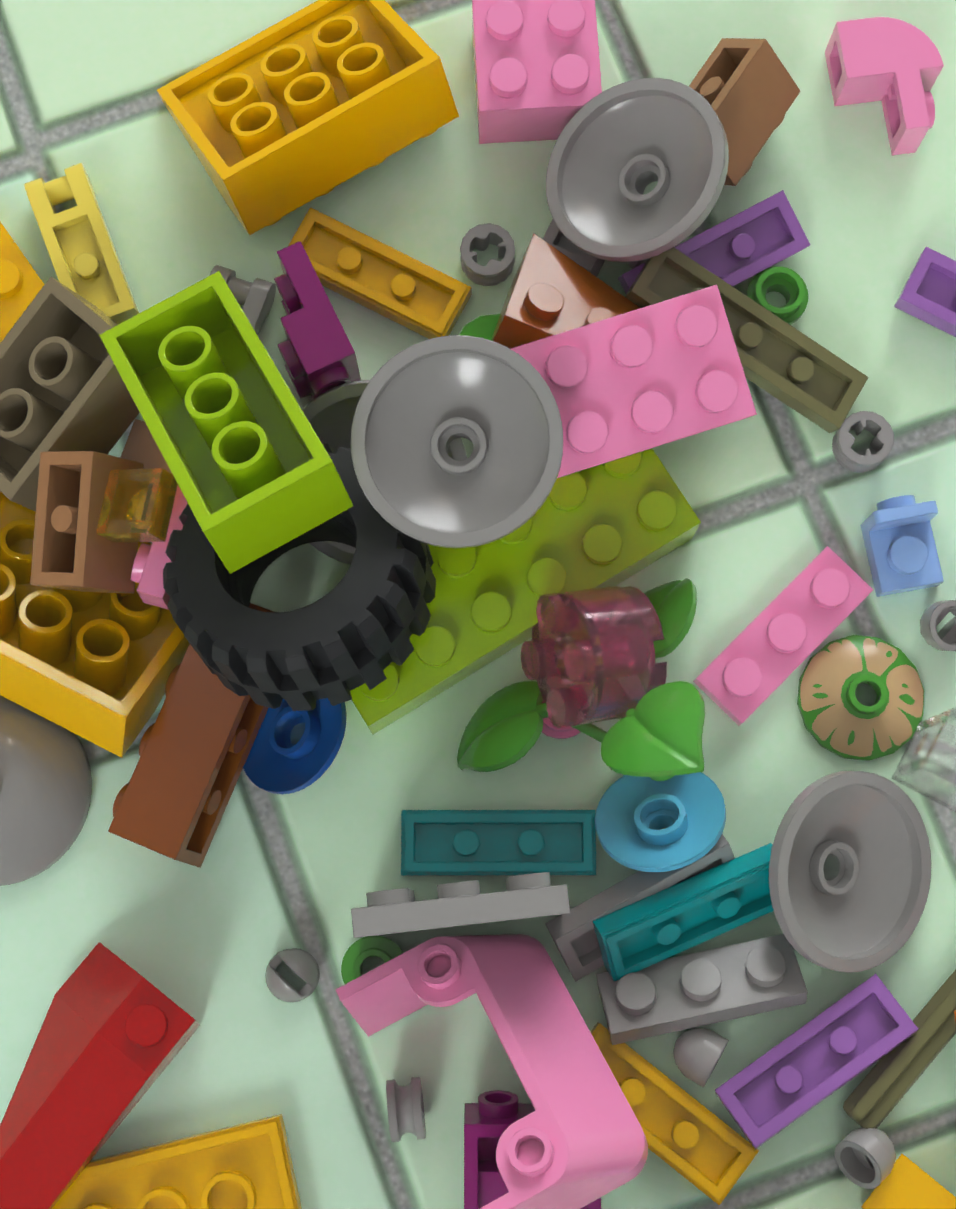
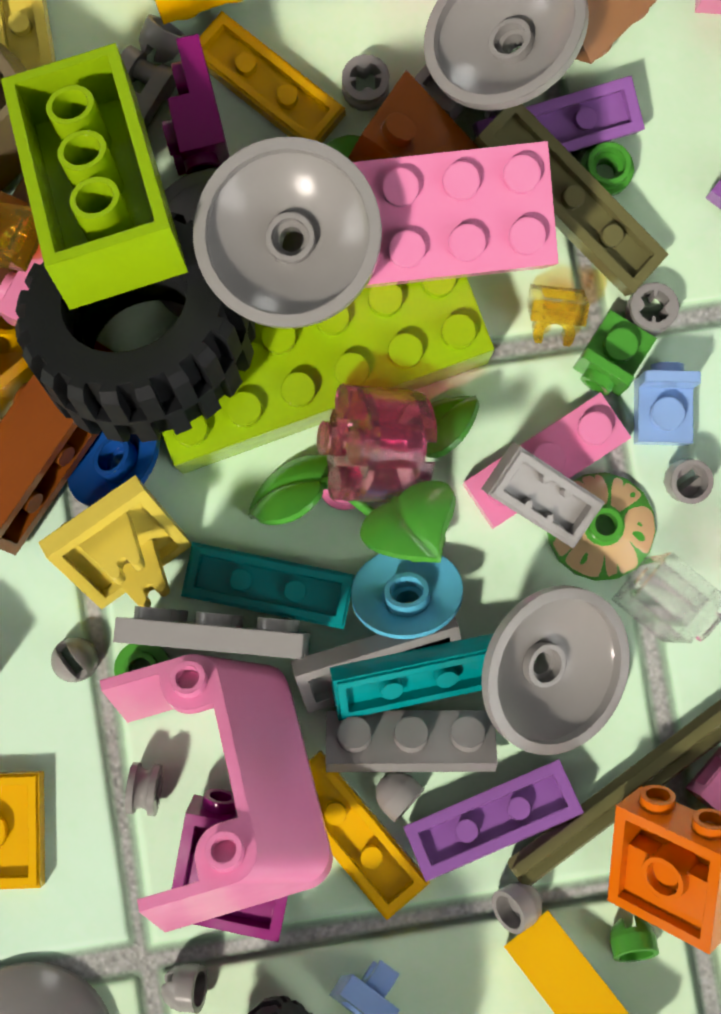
camera: 10 degrees right, 5 degrees up
(252, 250) = (159, 37): none -> light grey hinge
(322, 832) = (118, 546): none -> light yellow plate
(758, 459) = (557, 306): none -> clear yellow tile
(791, 674) = (542, 495): none -> light grey plate
(832, 501) = (613, 355): none -> bright green bracket

